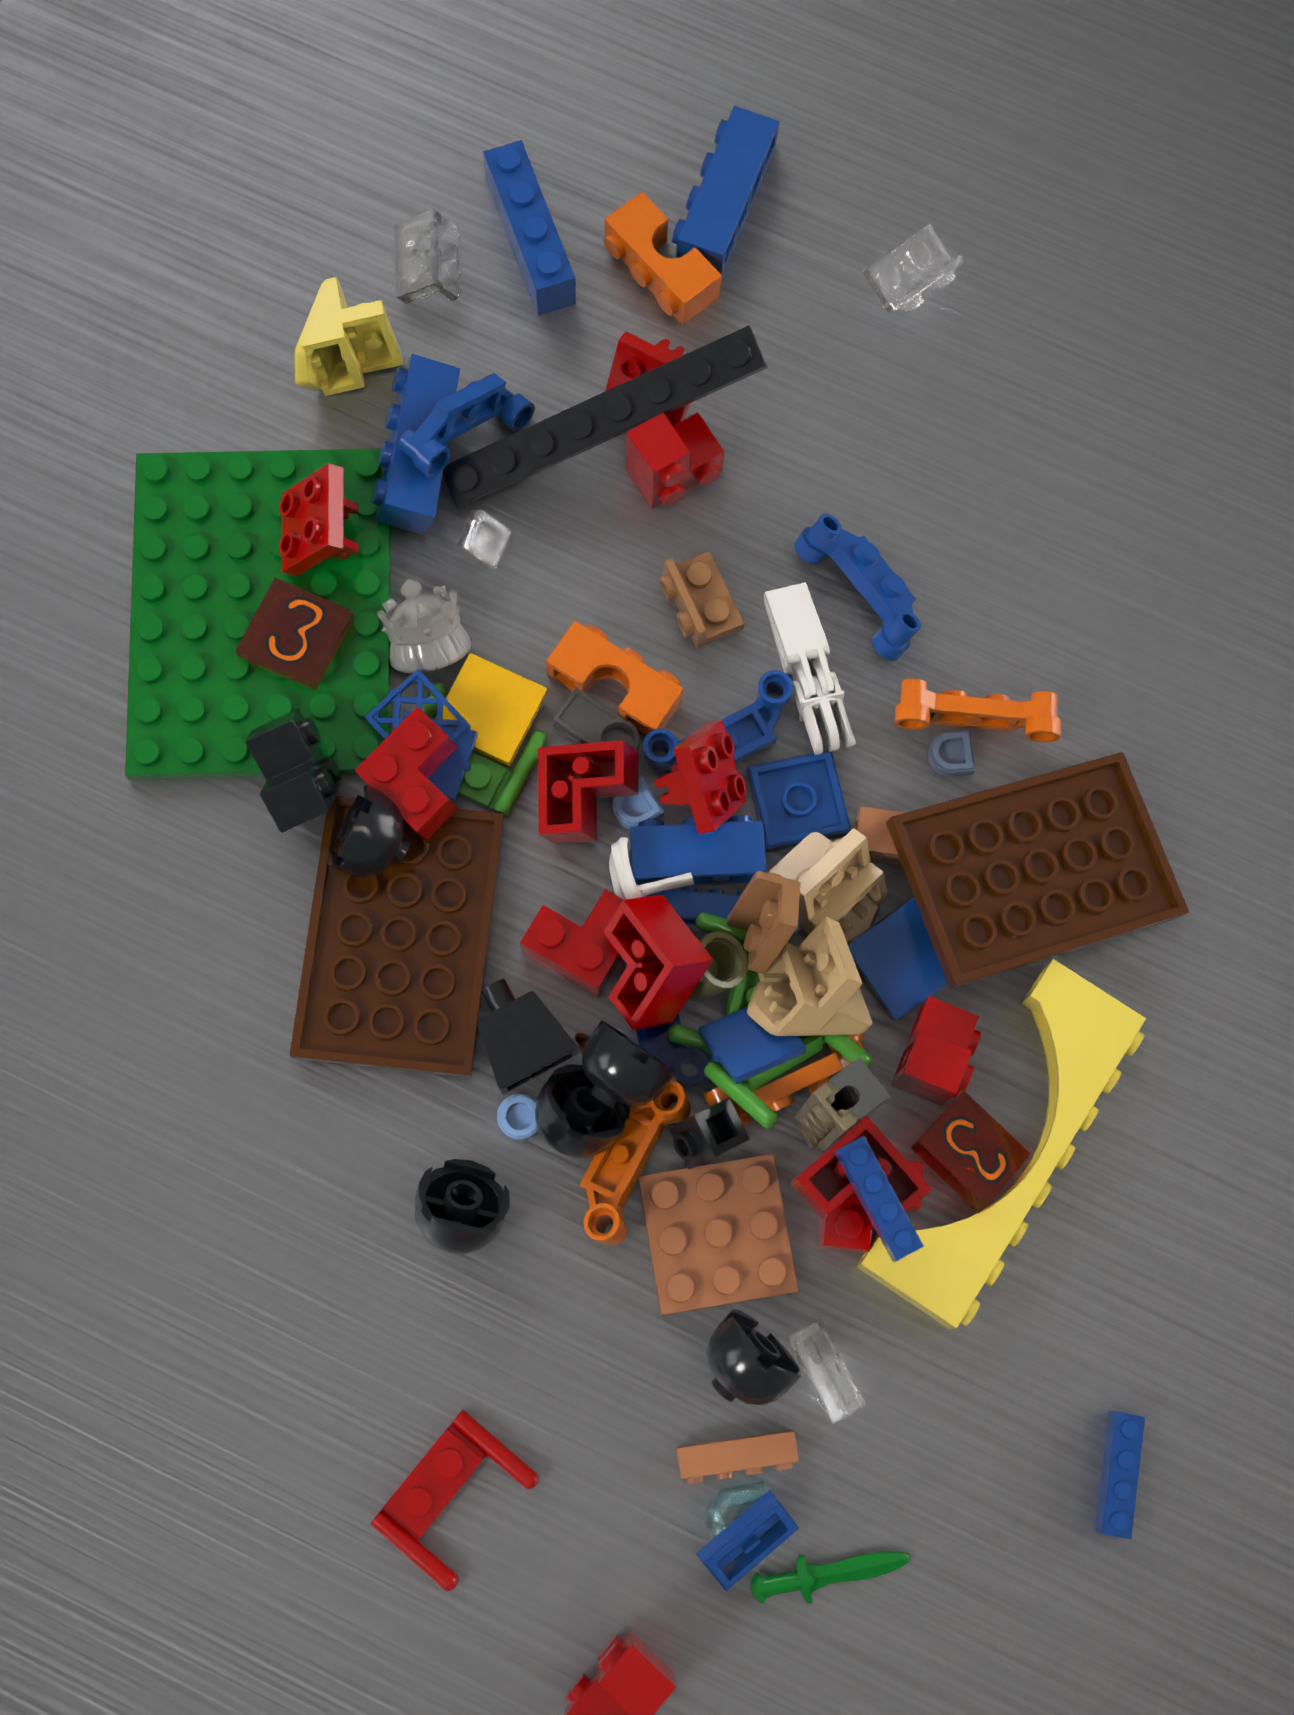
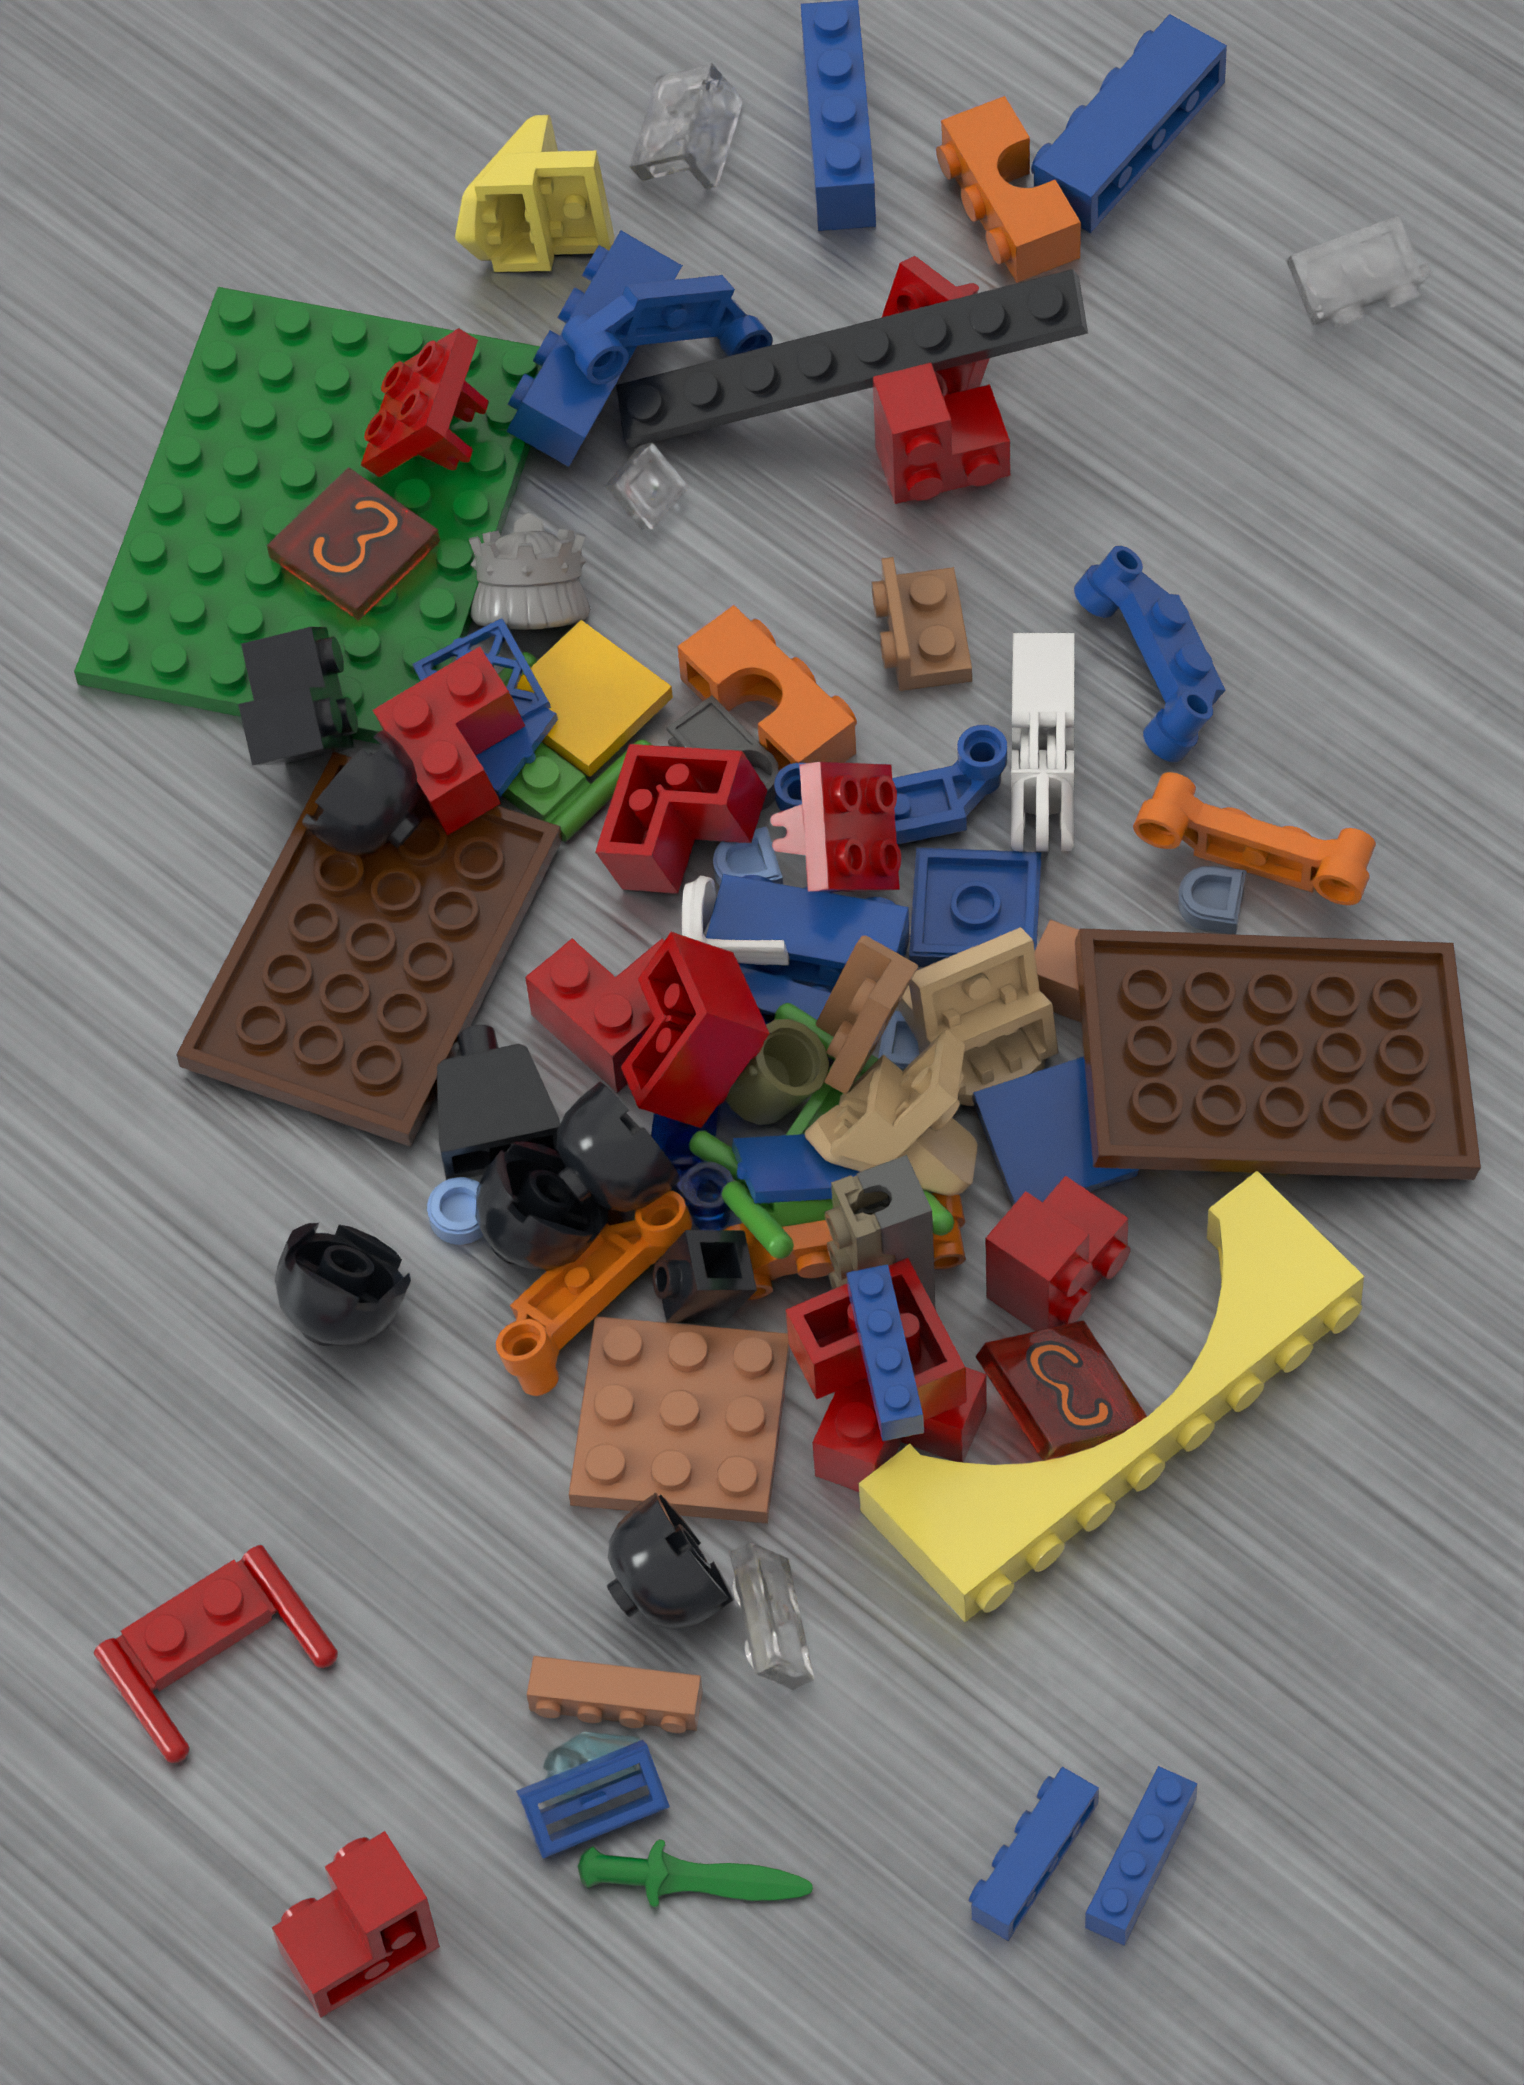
camera: 25 degrees right, 15 degrees down
(1050, 1493) = (1034, 1853): none -> blue piece

